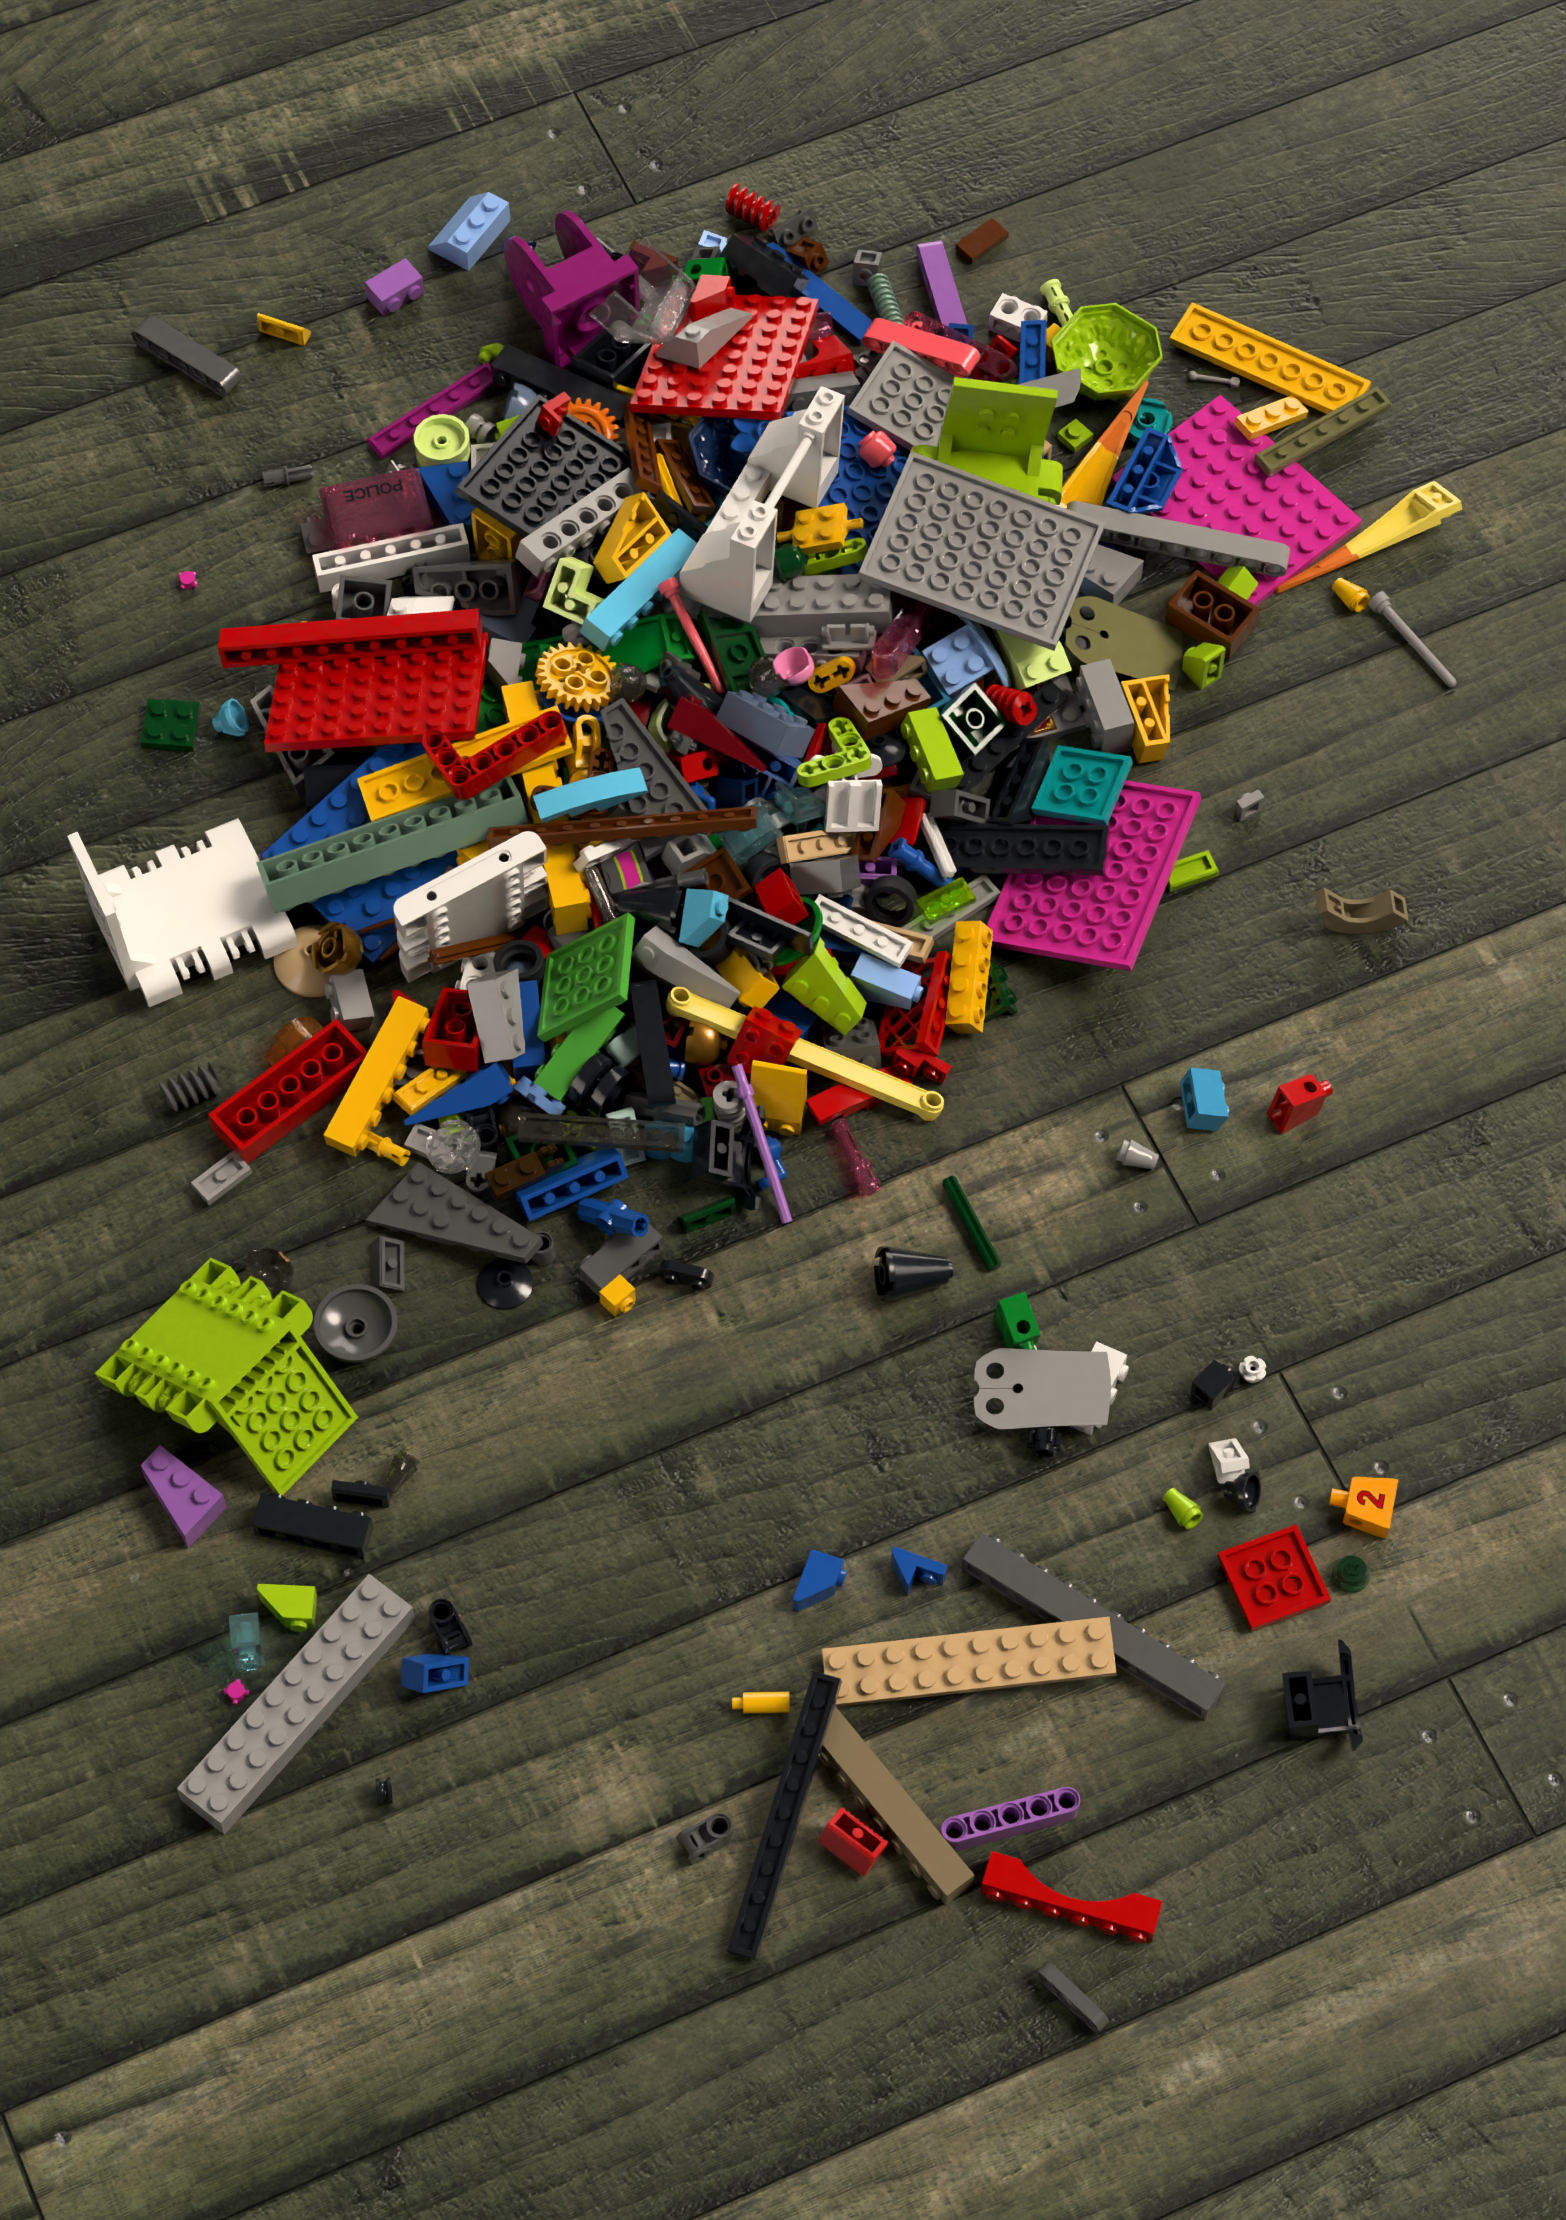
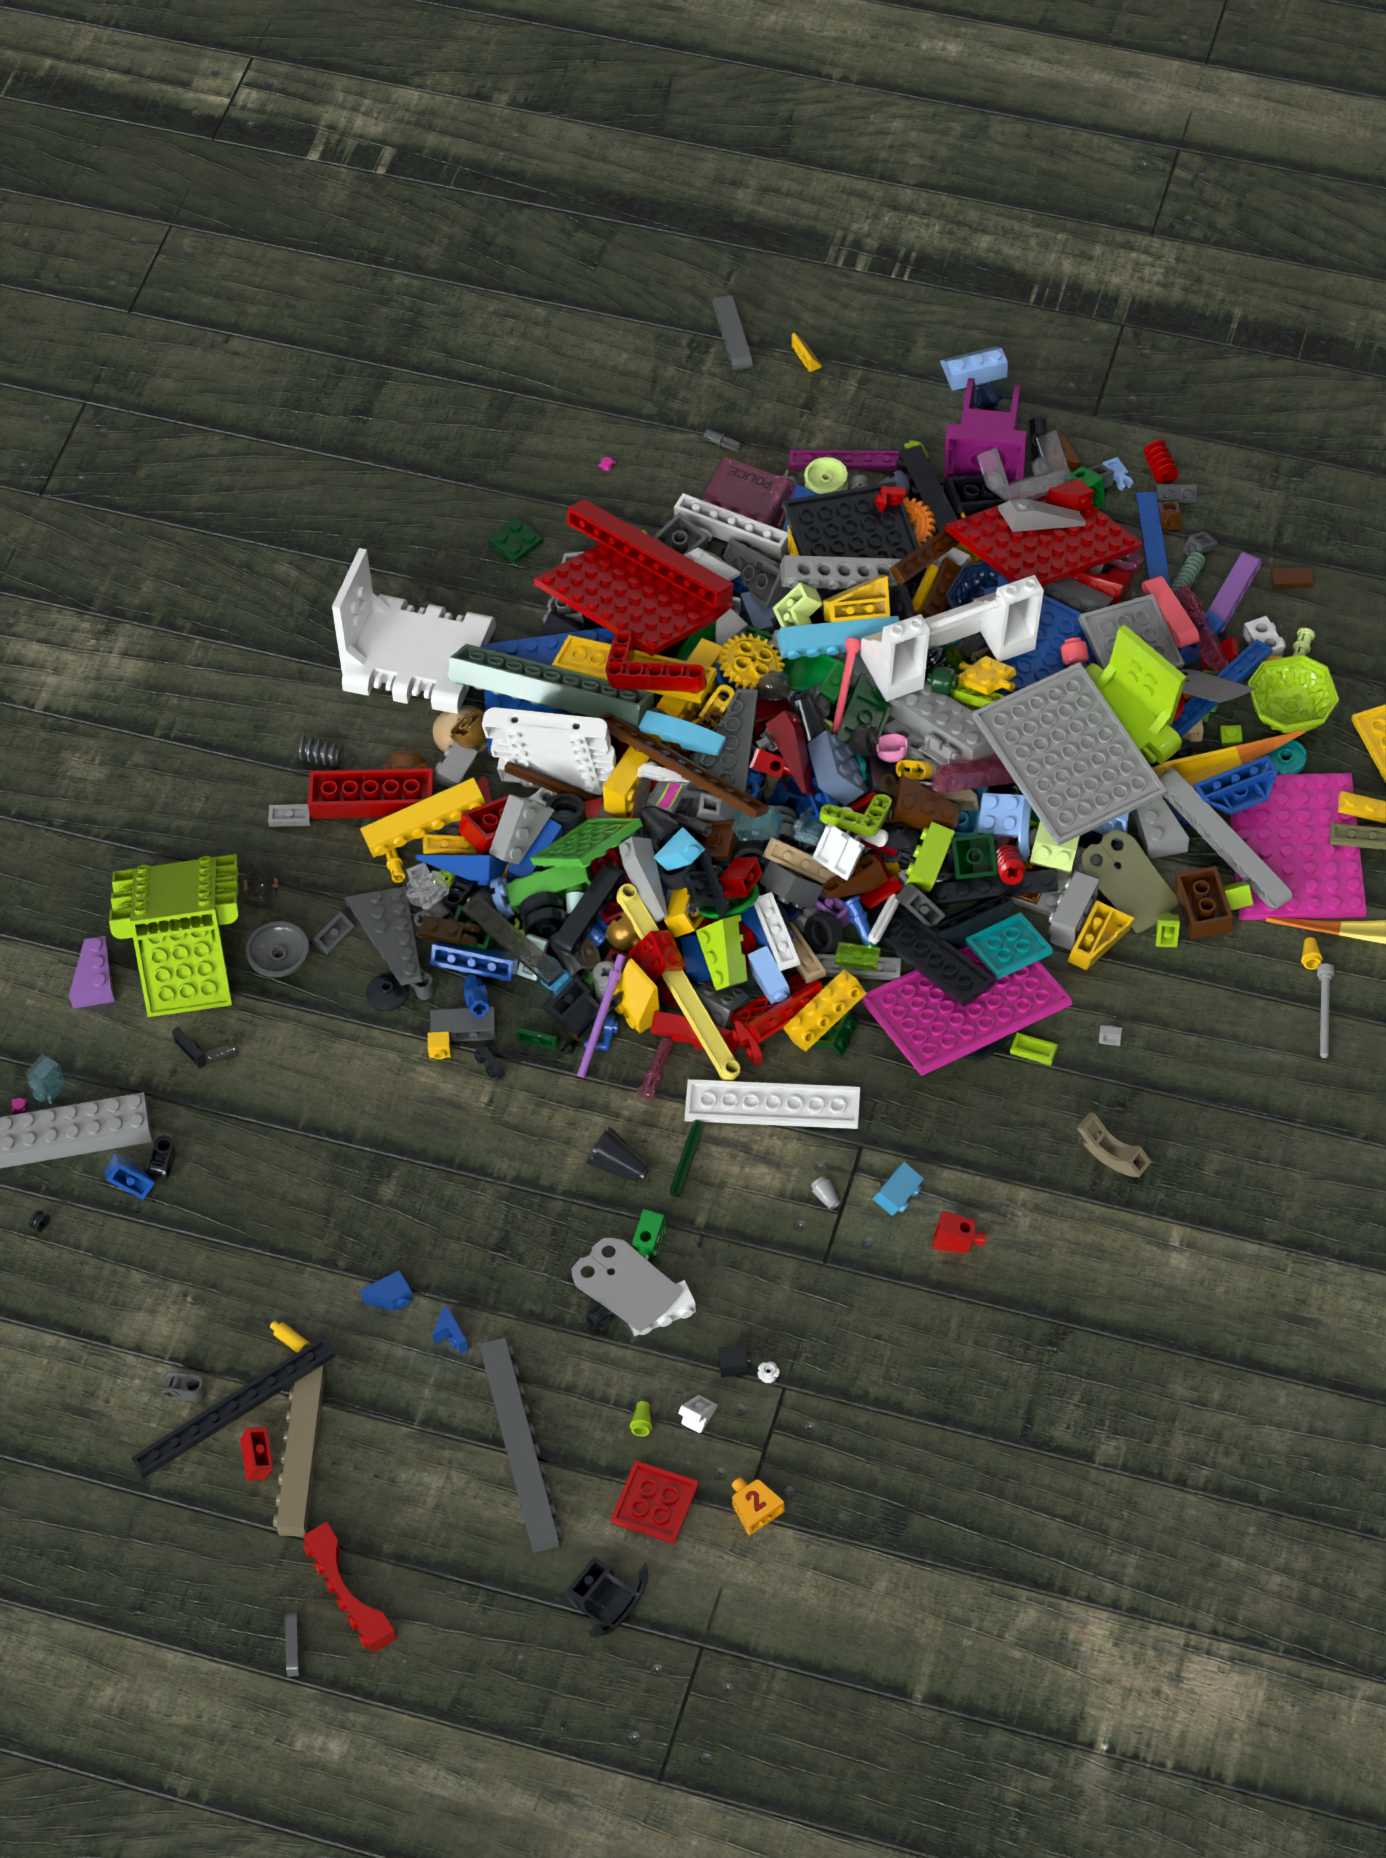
camera: 45 degrees right, 5 degrees down
(231, 719) = (550, 557): medium azure piece -> none
(290, 1604) = (92, 1080): lime slope -> none
(312, 1525) = (146, 1045): black brick -> none
(315, 534) = (699, 483): dark grey bracket -> none
(394, 287) = (893, 370): medium lavender brick -> none
(765, 266) = (1130, 500): black wedge -> none
(972, 1661) = (426, 1407): tan plate -> none
(1001, 1108) = (772, 1104): none -> white plate
(1020, 1809) = (365, 1523): medium lavender beam -> none
(1233, 382) = (1370, 771): light grey hinge -> none
(1244, 1491) = (688, 1438): black piece -> none
(1350, 1574) = (704, 1537): clear green cone -> none

